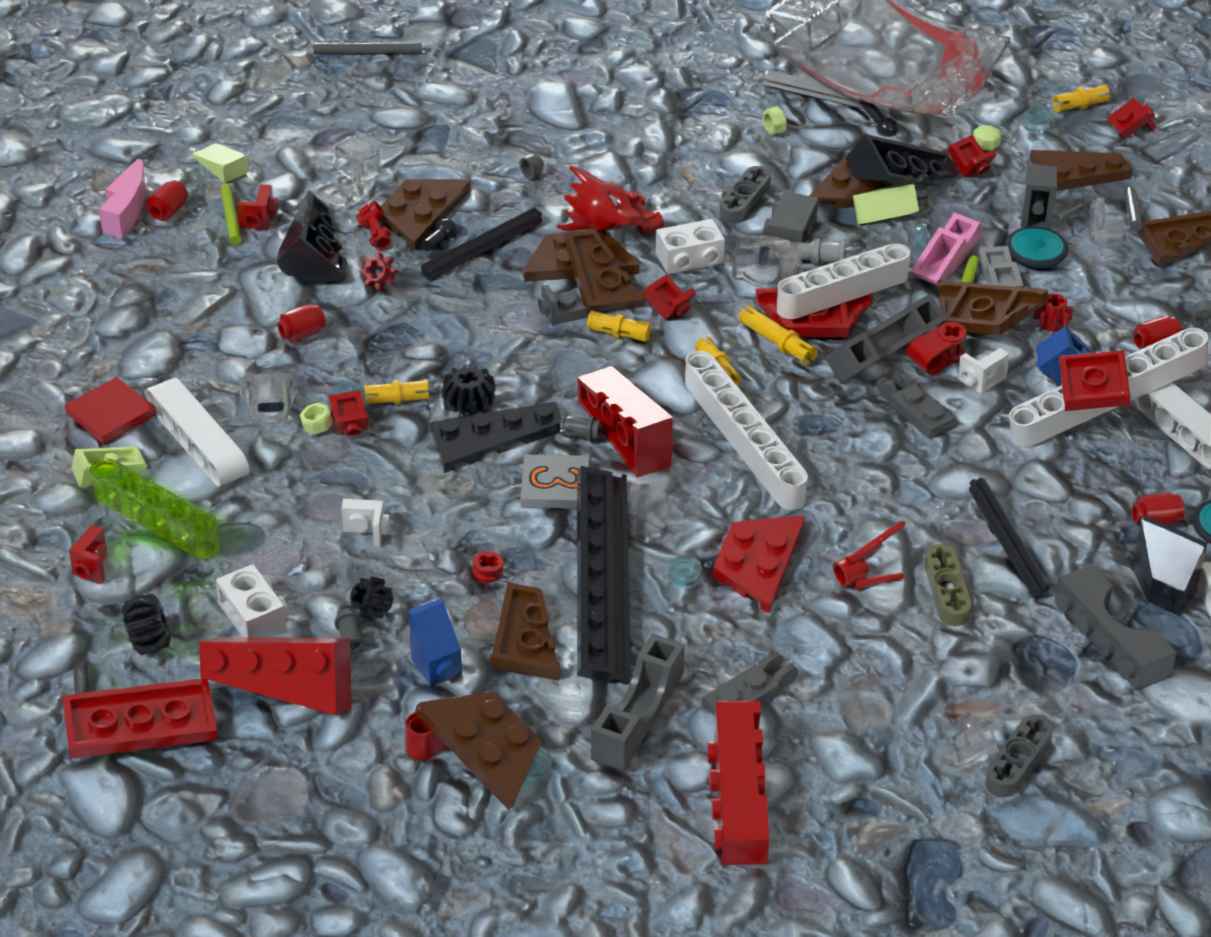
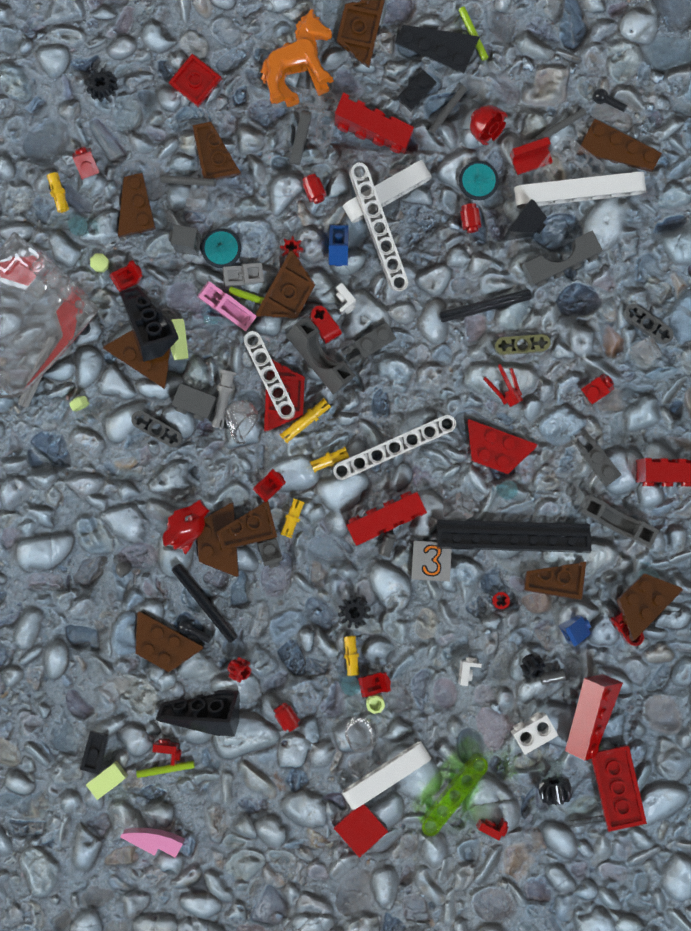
camera: 85 degrees left, 45 degrees up
(84, 458) = (408, 824): yellowish green slope -> none
(167, 200) = (156, 812): red brick -> none
(264, 146) = (94, 752): none -> black plate
(370, 217) = (176, 677): red bar -> none
(482, 433) = (388, 600): black wing -> none
(650, 220) = (187, 494): red bar -> none
(690, 246) = (213, 471): white brick -> none
(888, 681) = (598, 388): none -> red bracket
(1094, 380) = (385, 236): red tile -> none

